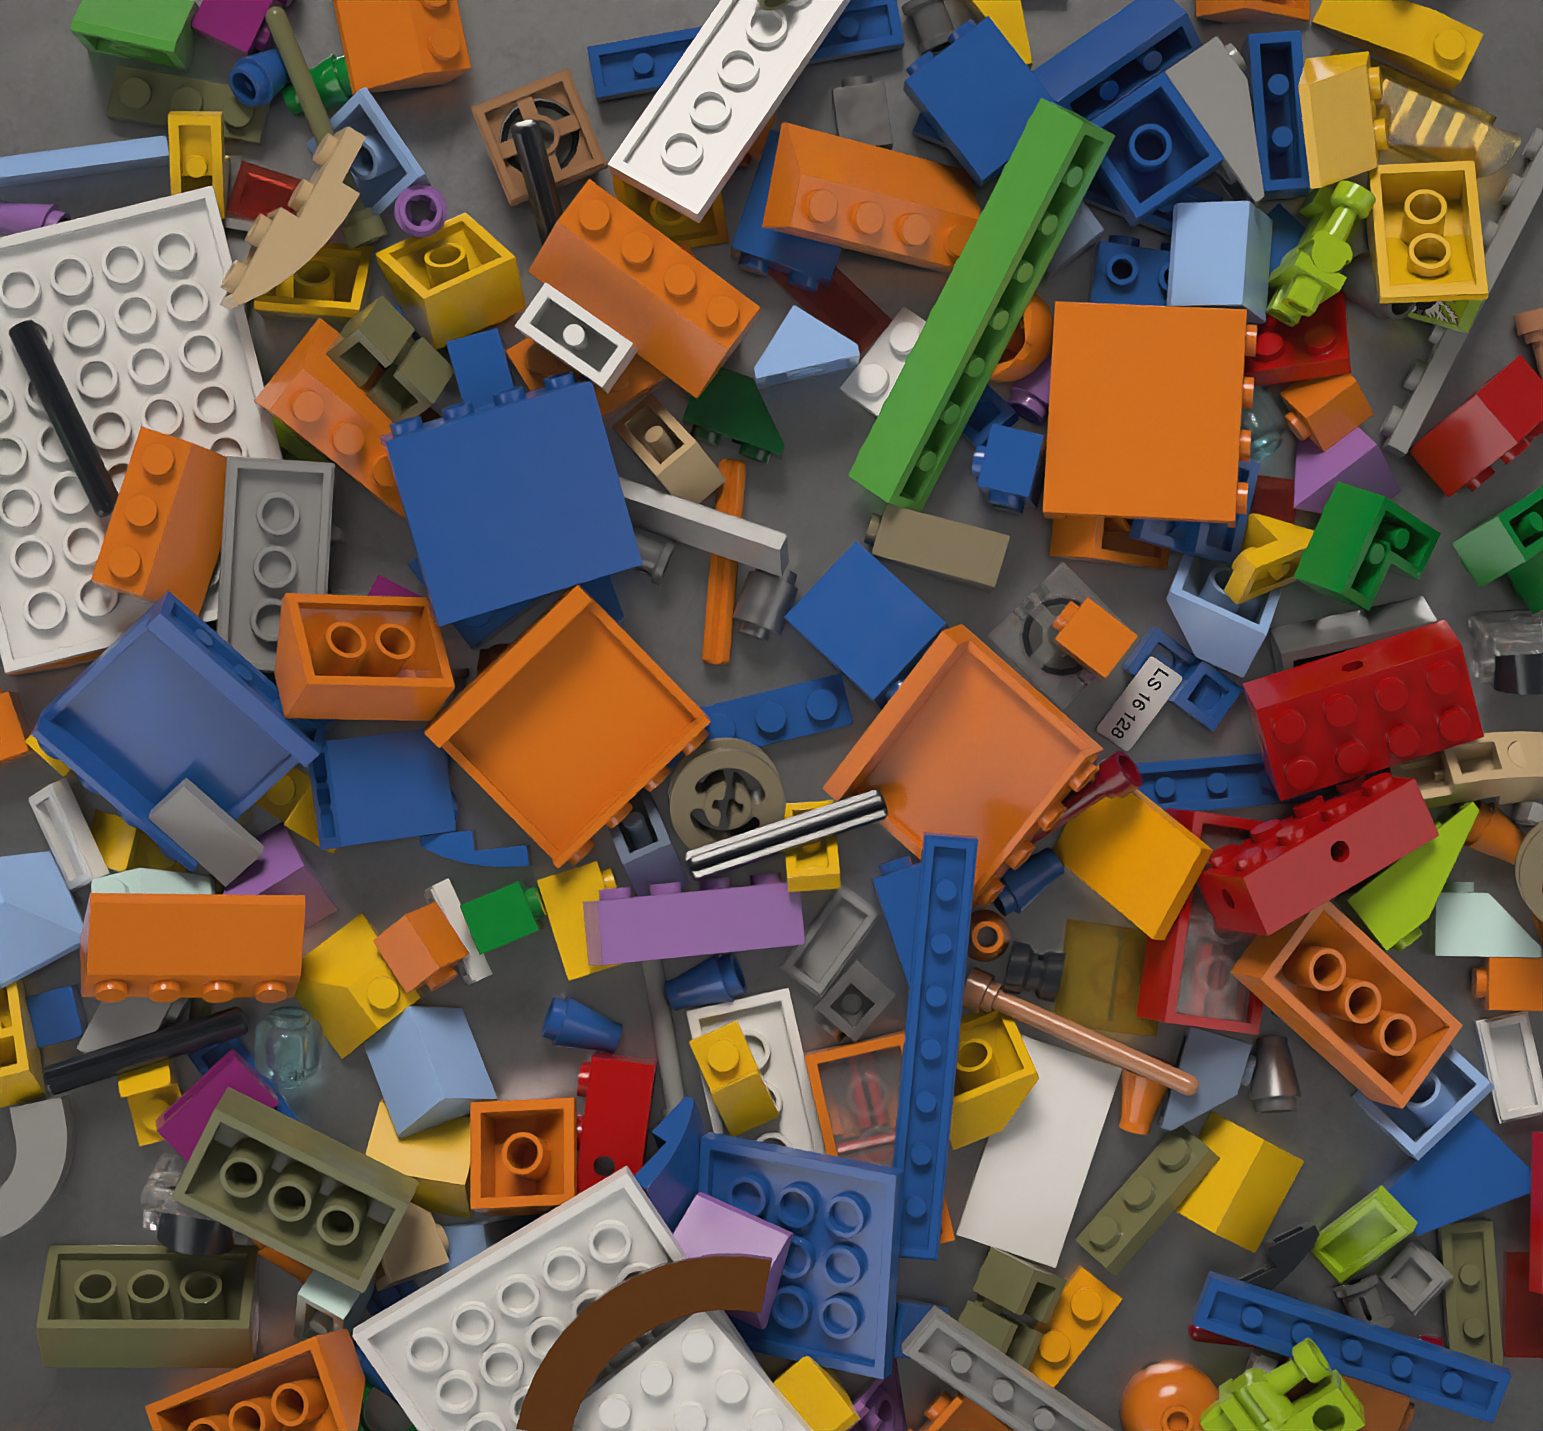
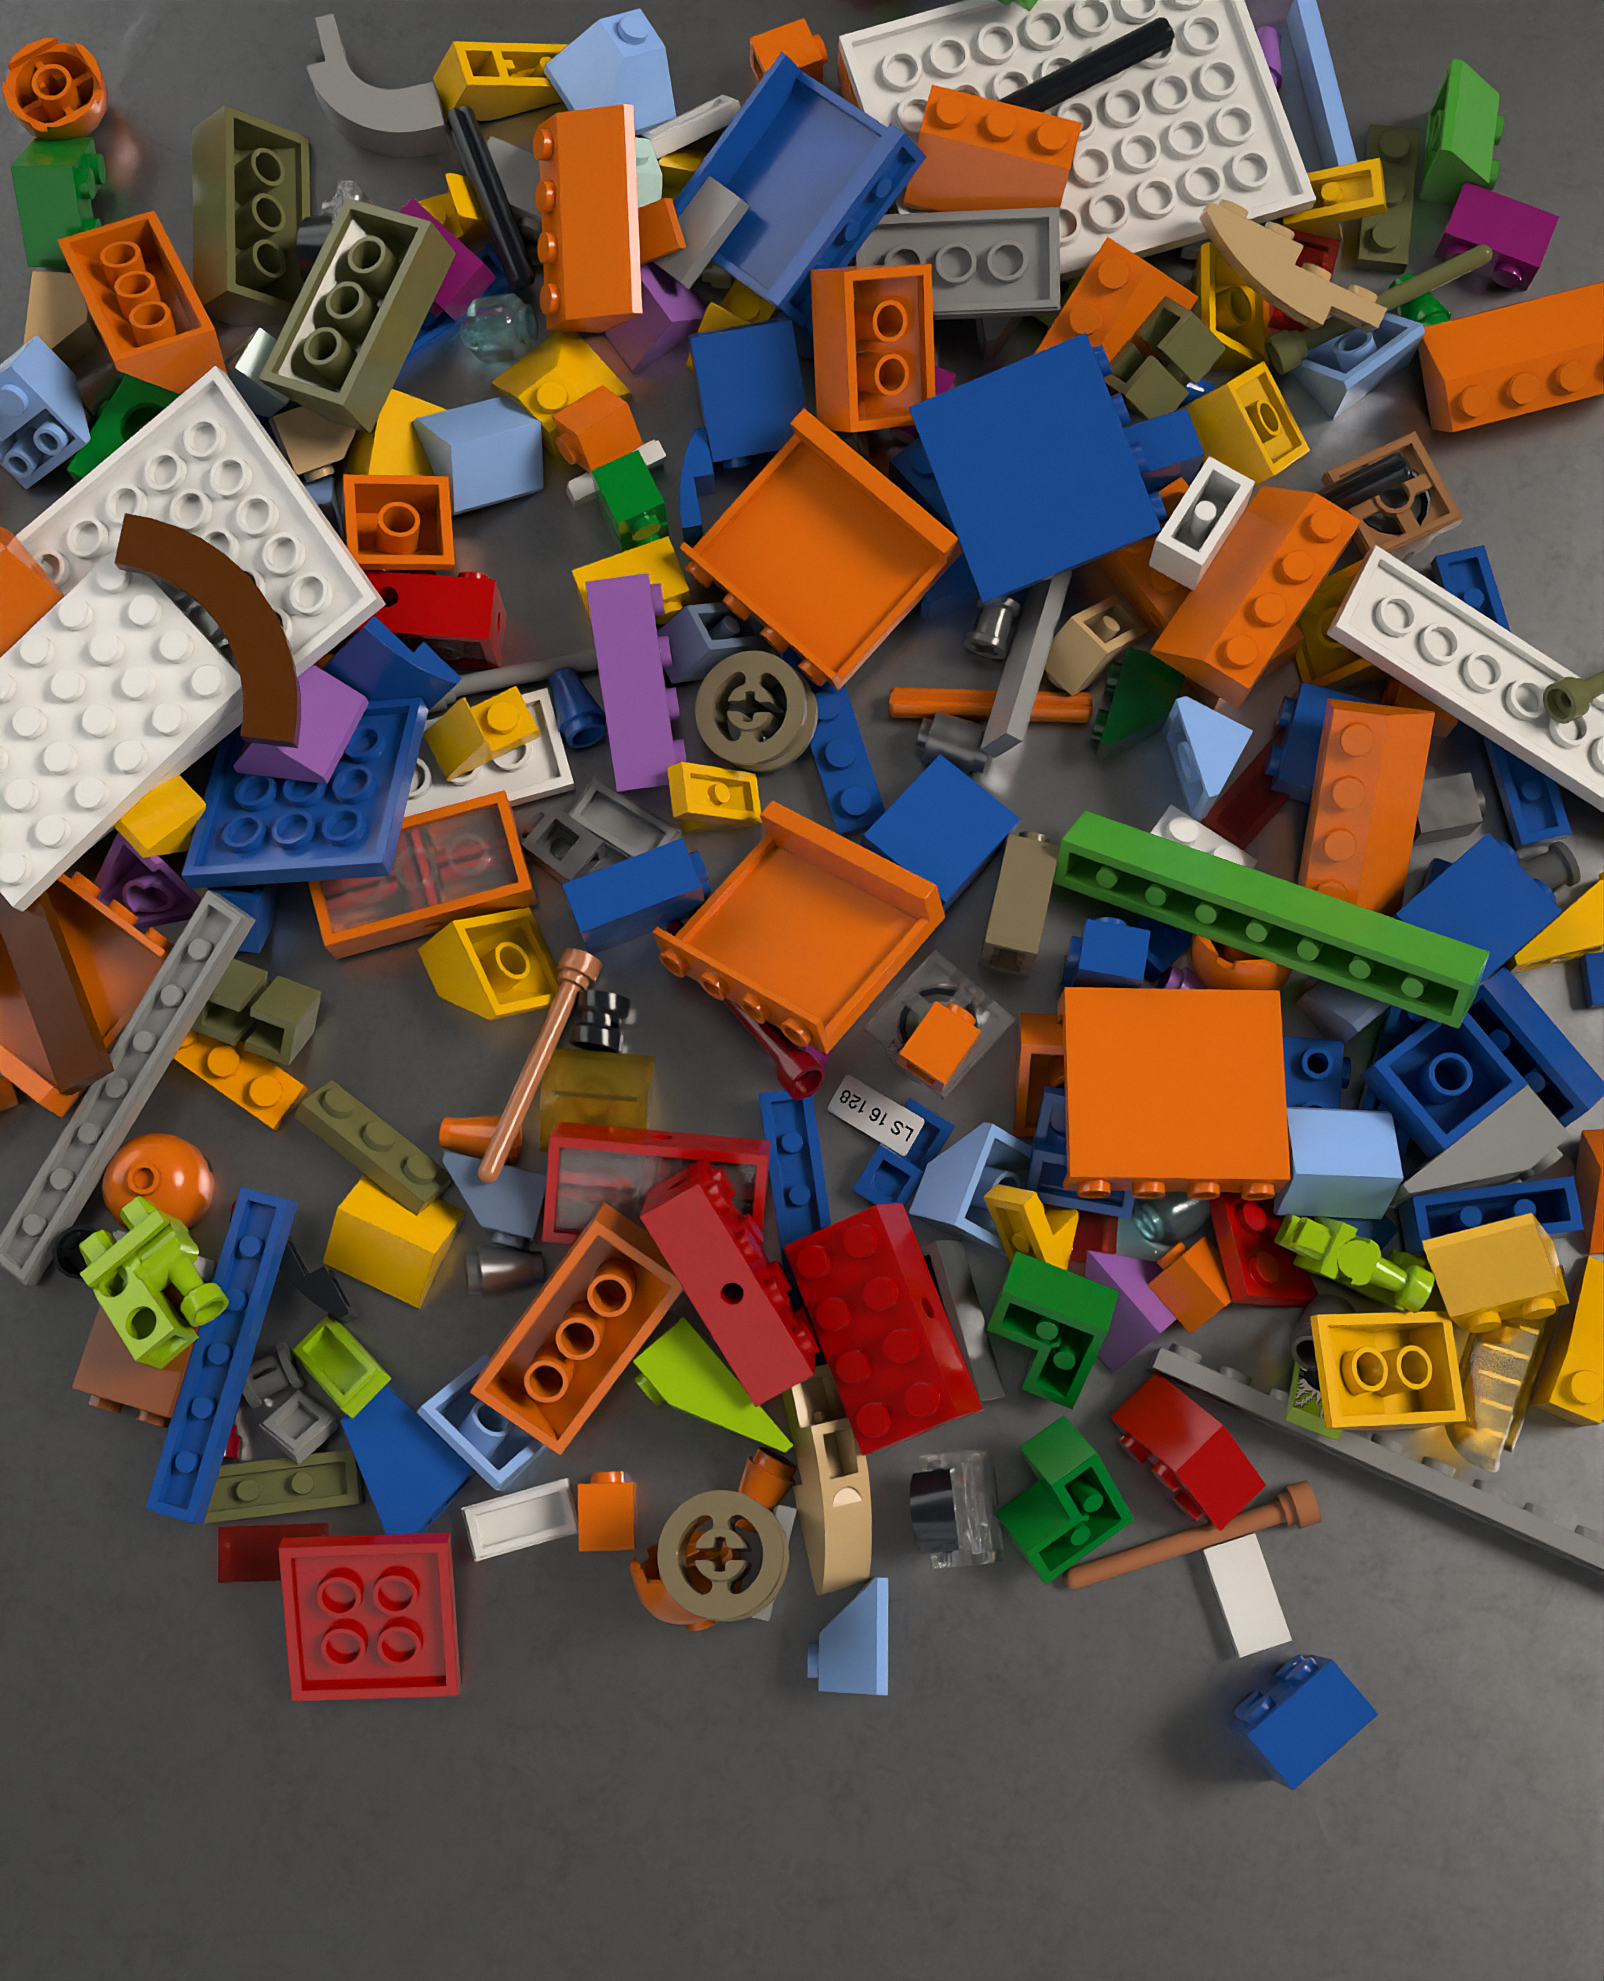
camera: 85 degrees right, 10 degrees down
(57, 1015) = (519, 126): blue slope -> none
(206, 872) = (659, 231): none -> orange tile
(258, 78) = (1422, 247): blue cone -> none
(435, 202) = (1309, 385): medium lavender cone -> none
(578, 1026) = (529, 590): blue cone -> none
(786, 835) = (723, 764): axle -> none
(932, 1036) = (521, 902): blue tile -> none
(1000, 927) = (635, 984): orange cone -> none
(1028, 881) = (690, 1008): blue cone -> none
(1040, 1160) = (416, 1040): white tile -> none
(1134, 859) = (717, 1104): light orange tile -> none
(1475, 926) = (665, 1469): light aqua slope -> none

